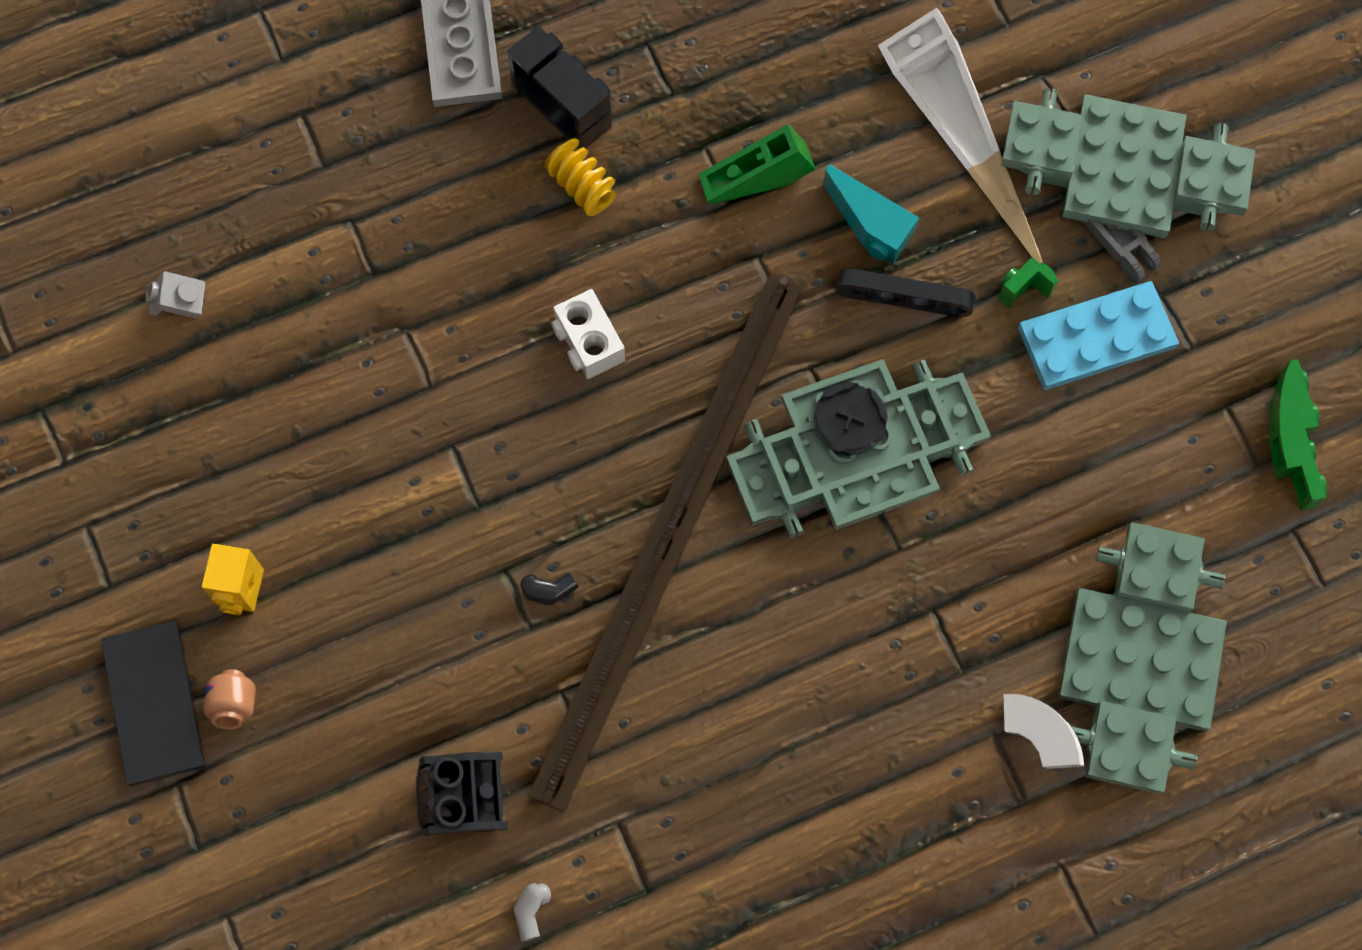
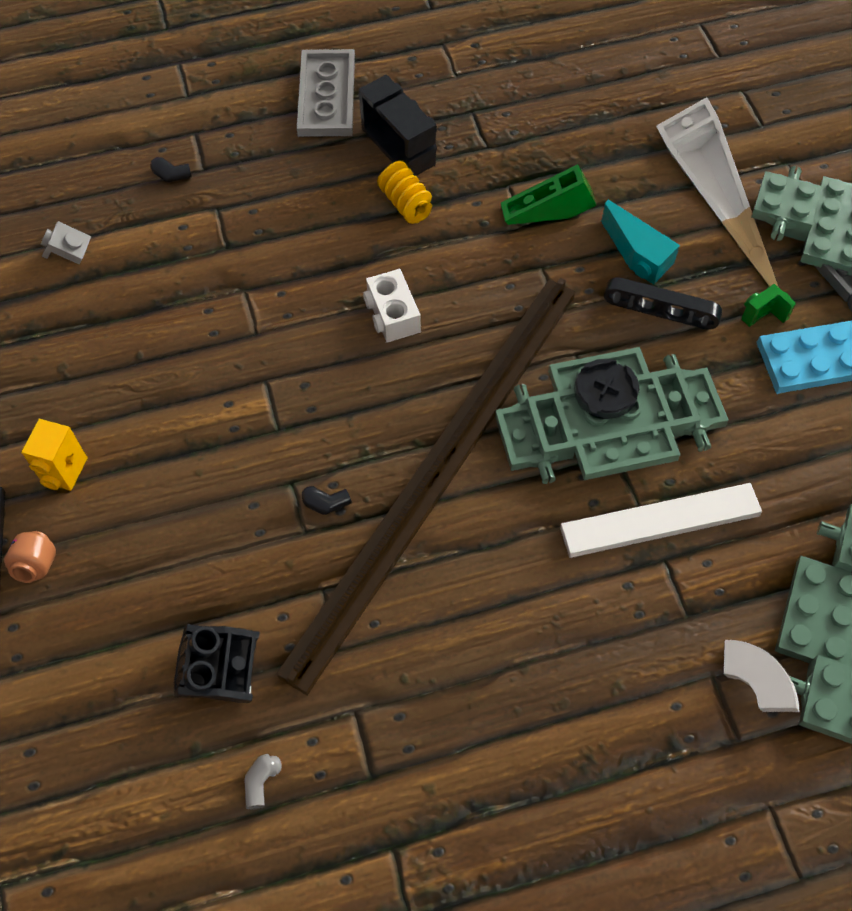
camera: 10 degrees right, 10 degrees down
(279, 177) = (169, 172): none -> black arm
(924, 564) = (660, 520): none -> white tile

